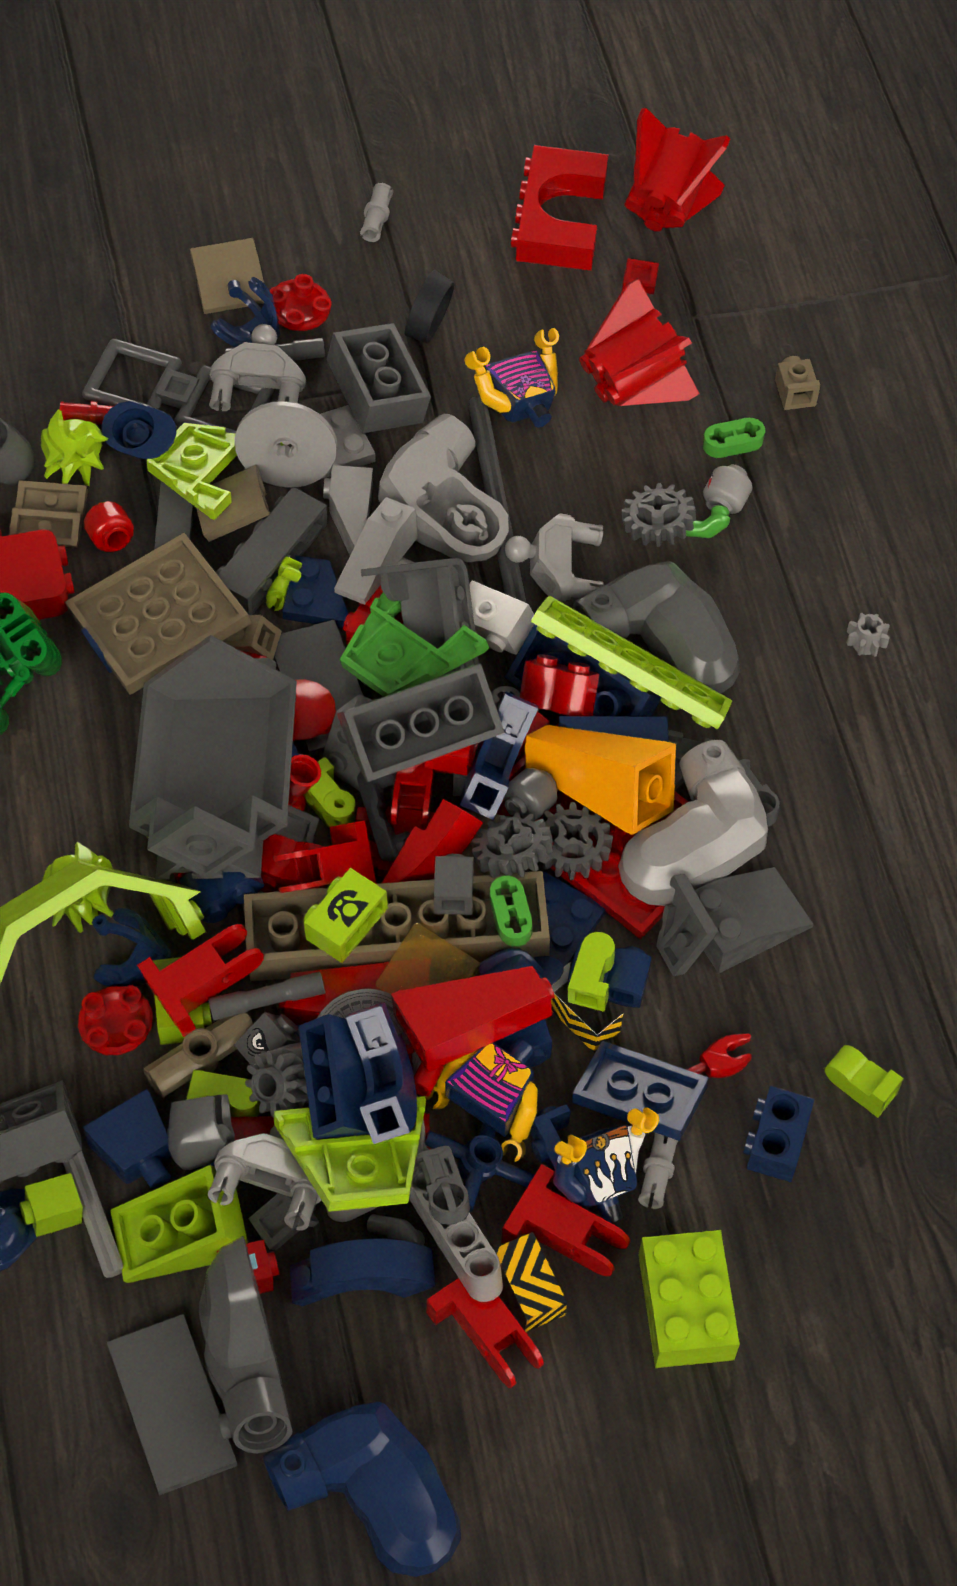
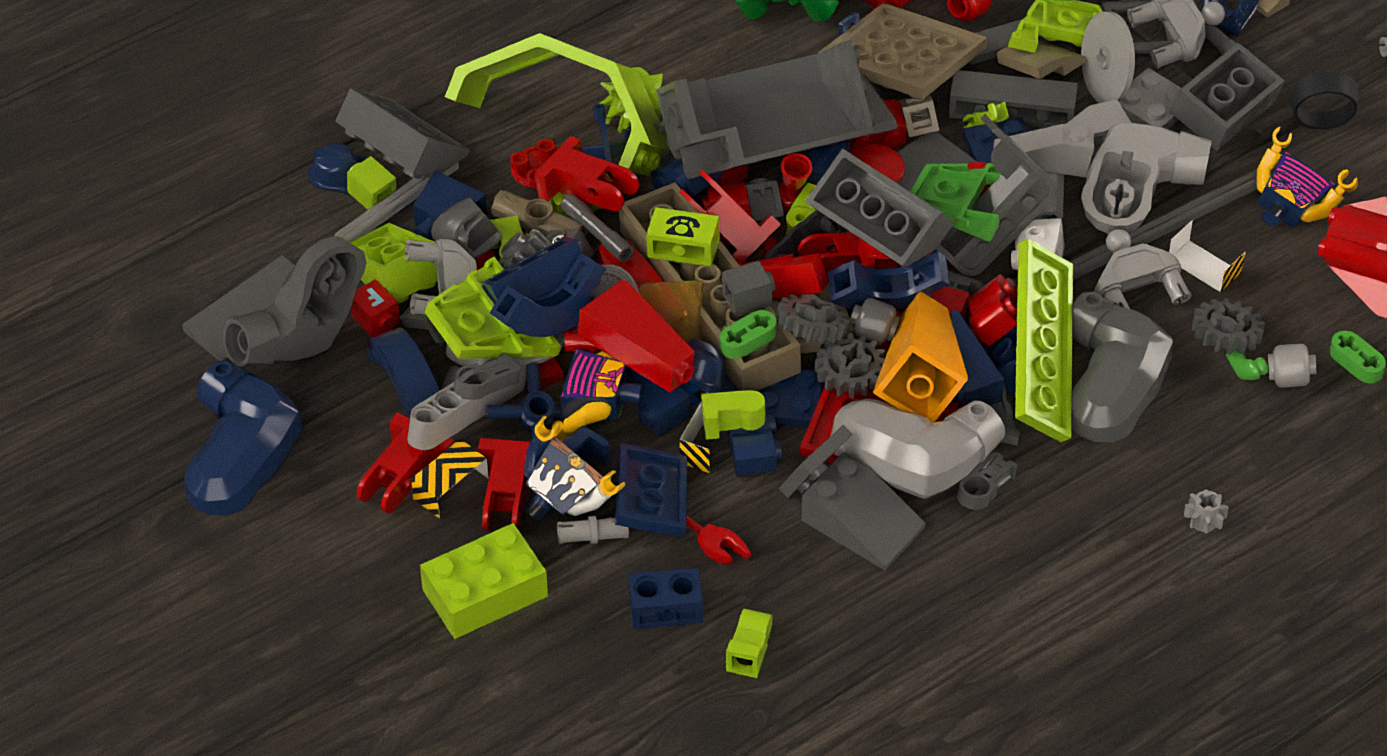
camera: 70 degrees right, 10 degrees down
(301, 303) = (1275, 31): red dish -> none
(562, 498) = (1202, 263): none -> white sticker

